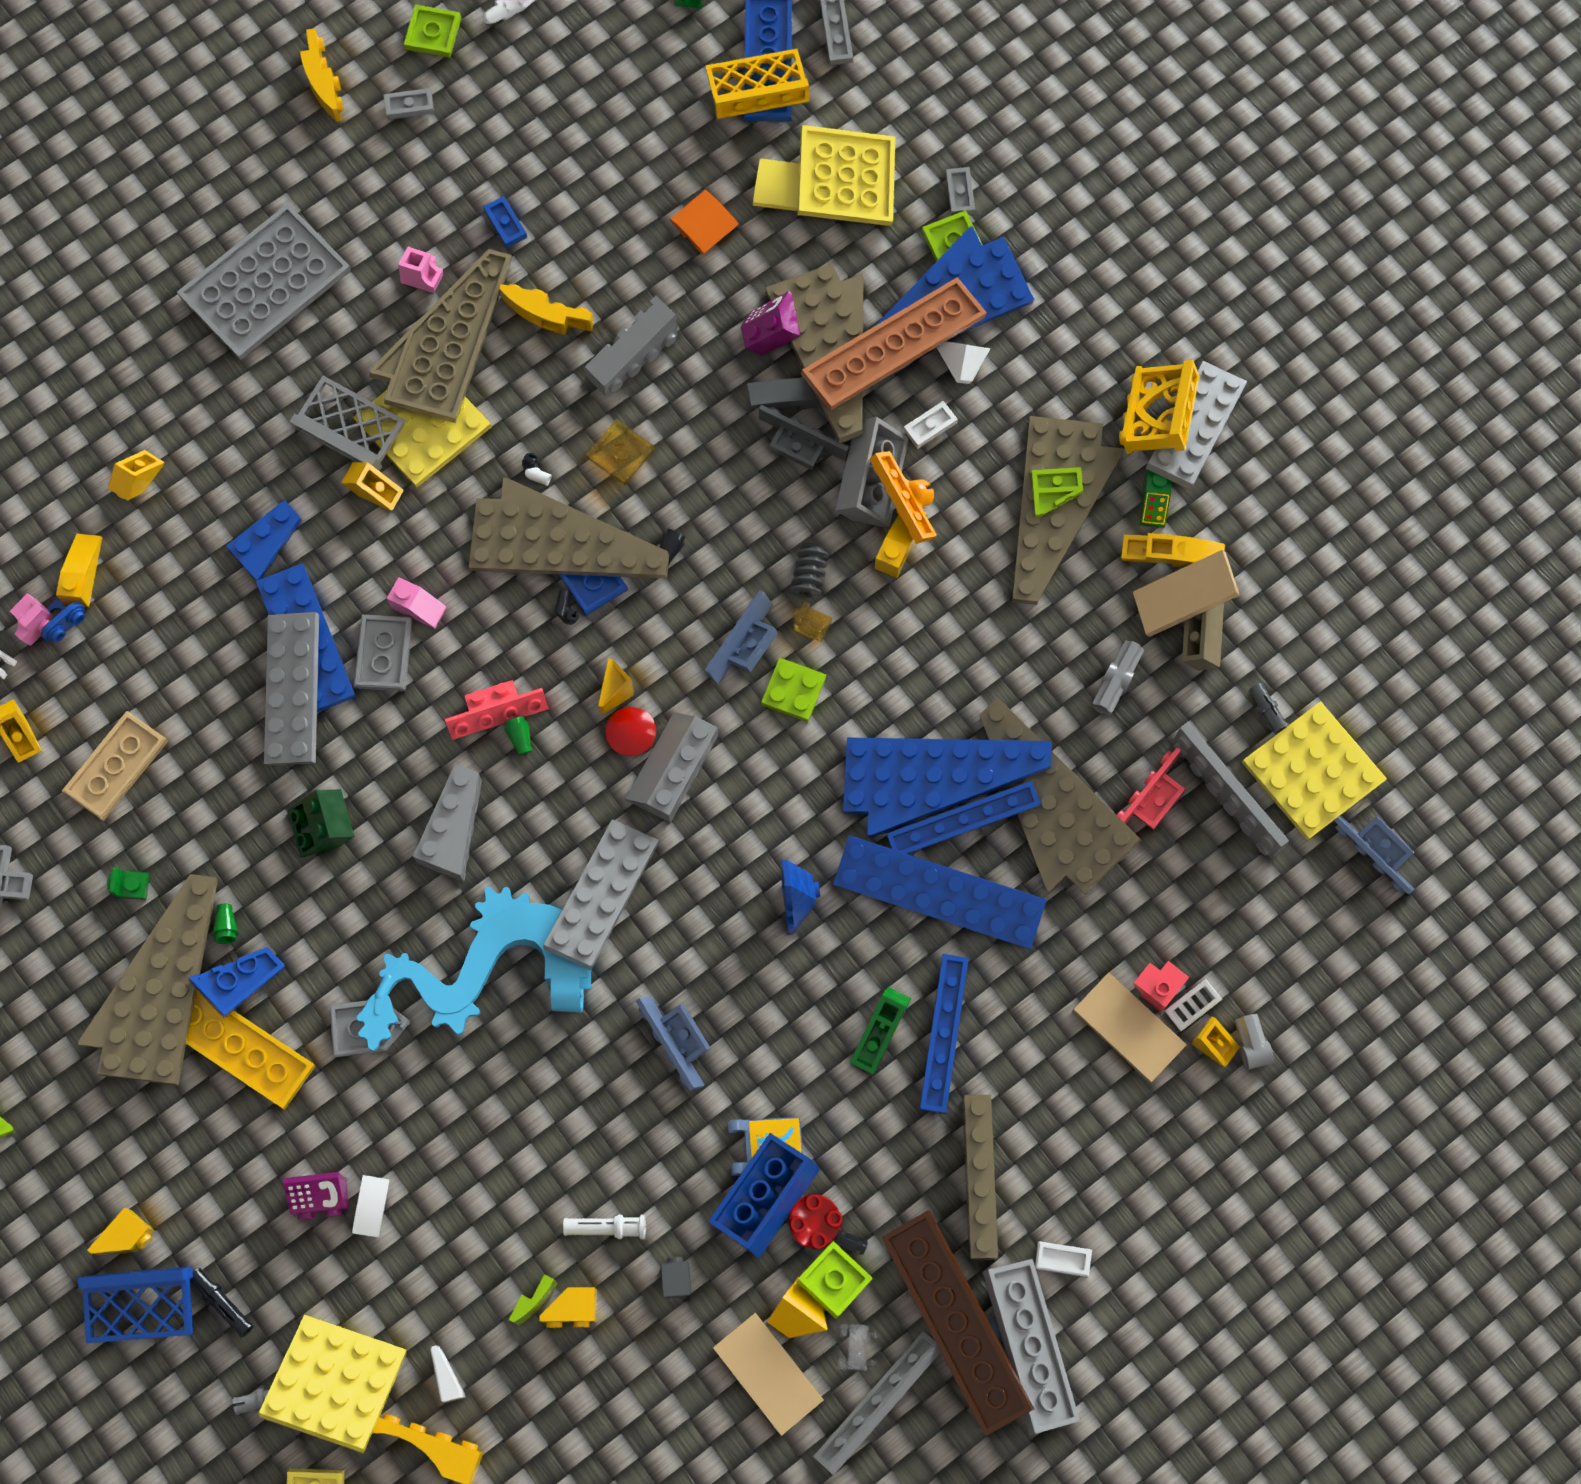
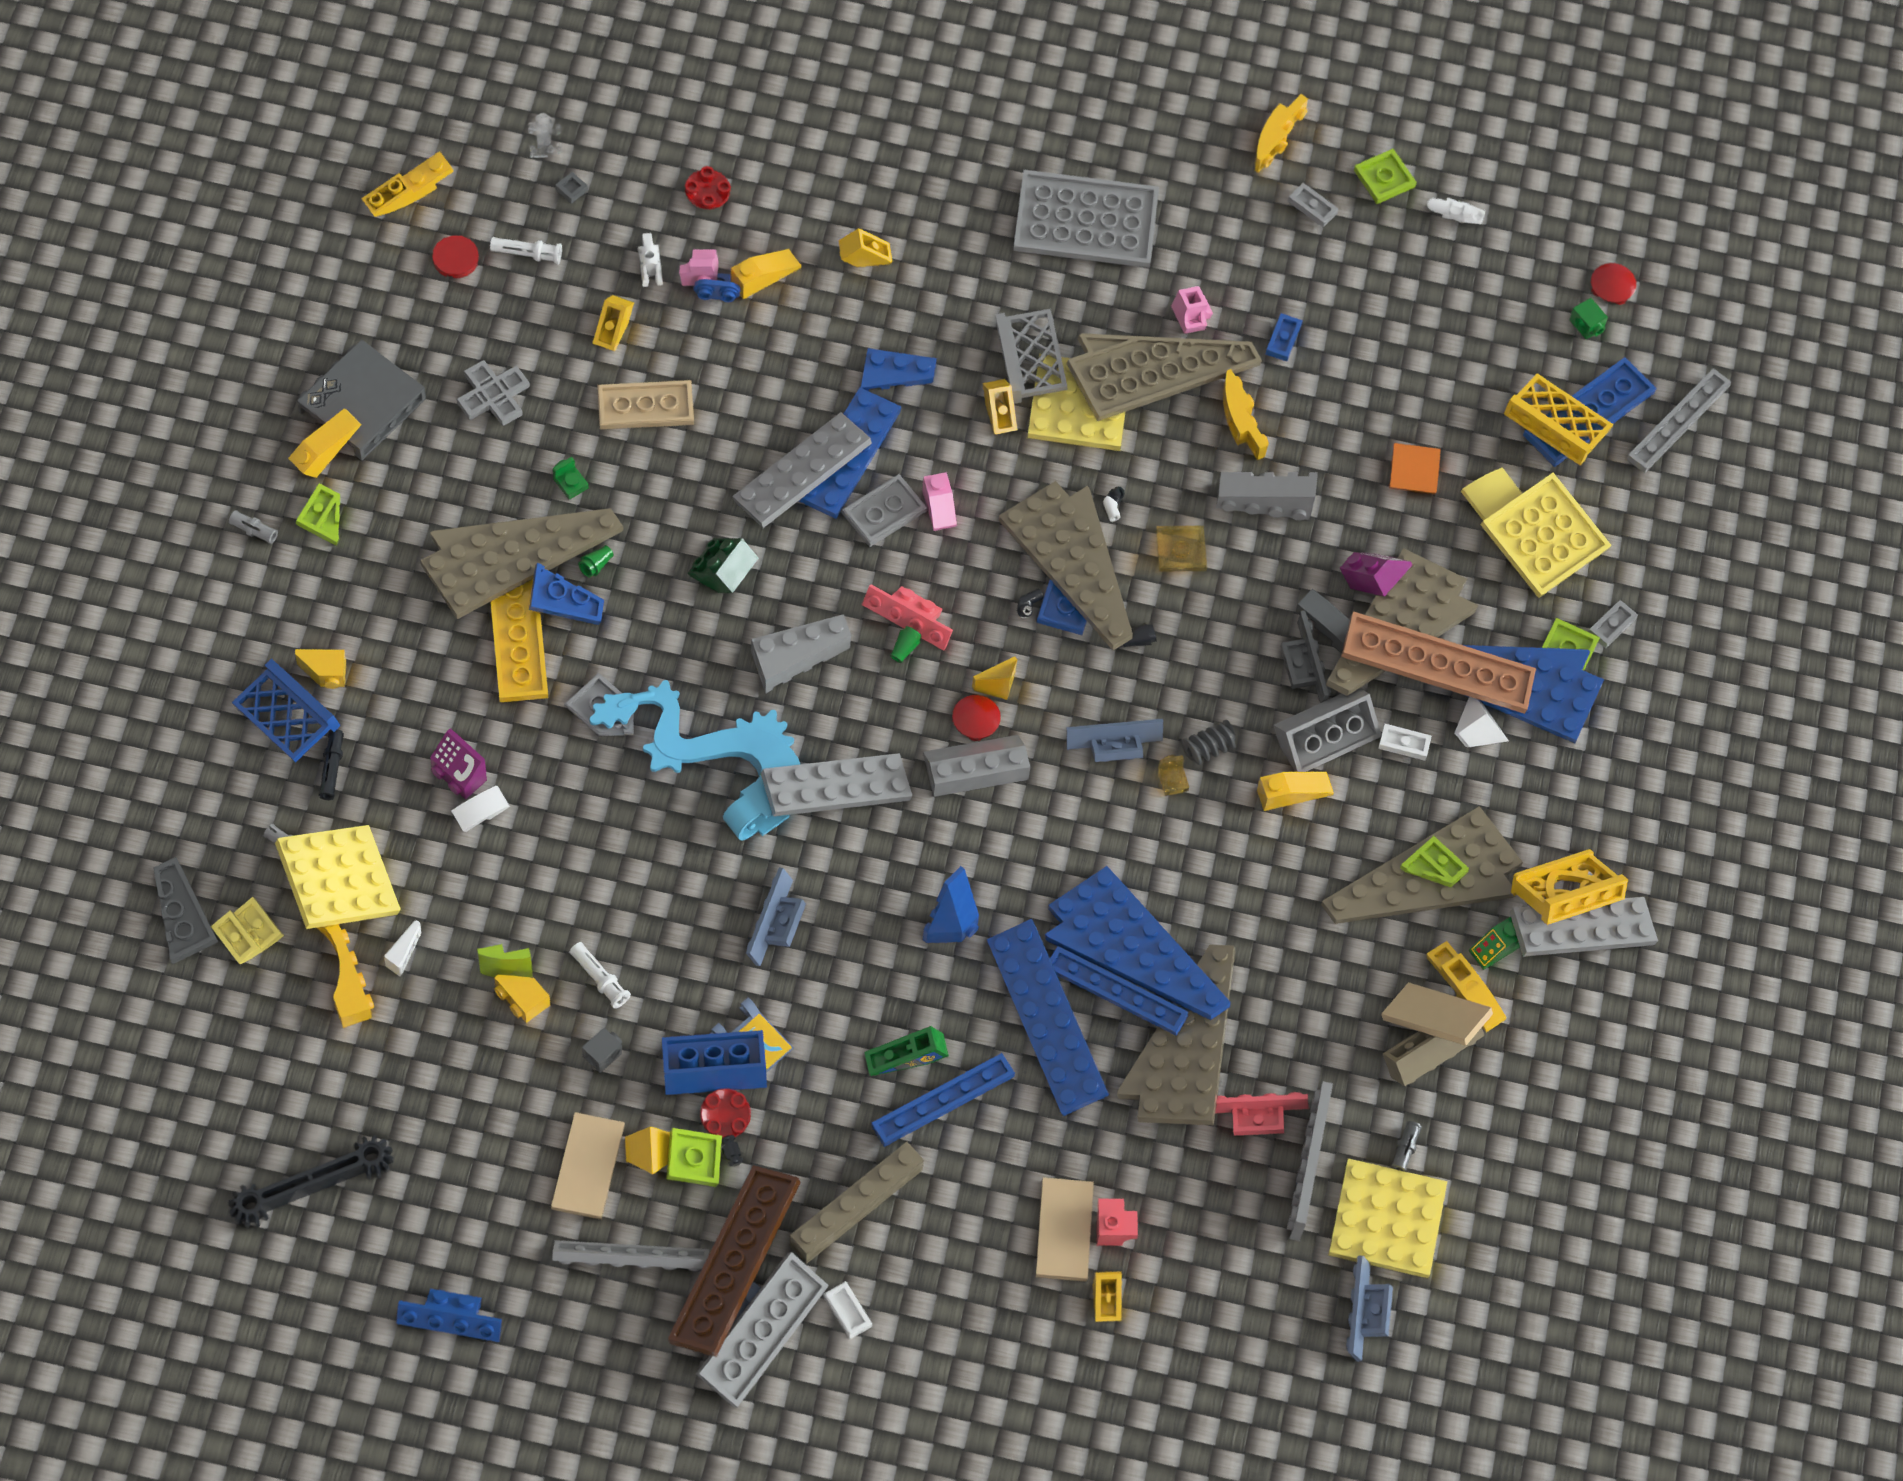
camera: 45 degrees right, 10 degrees down
(793, 689) = (1110, 803): lime plate -> none
(856, 1350) = (658, 1210): clear piece -> none
(907, 496) = (1328, 762): light orange plate -> none
(1117, 677) = (1329, 1020): light grey piece -> none
(1187, 997) = (1135, 1255): white slope -> none
(1255, 1049) = (1128, 1330): light grey piece -> none

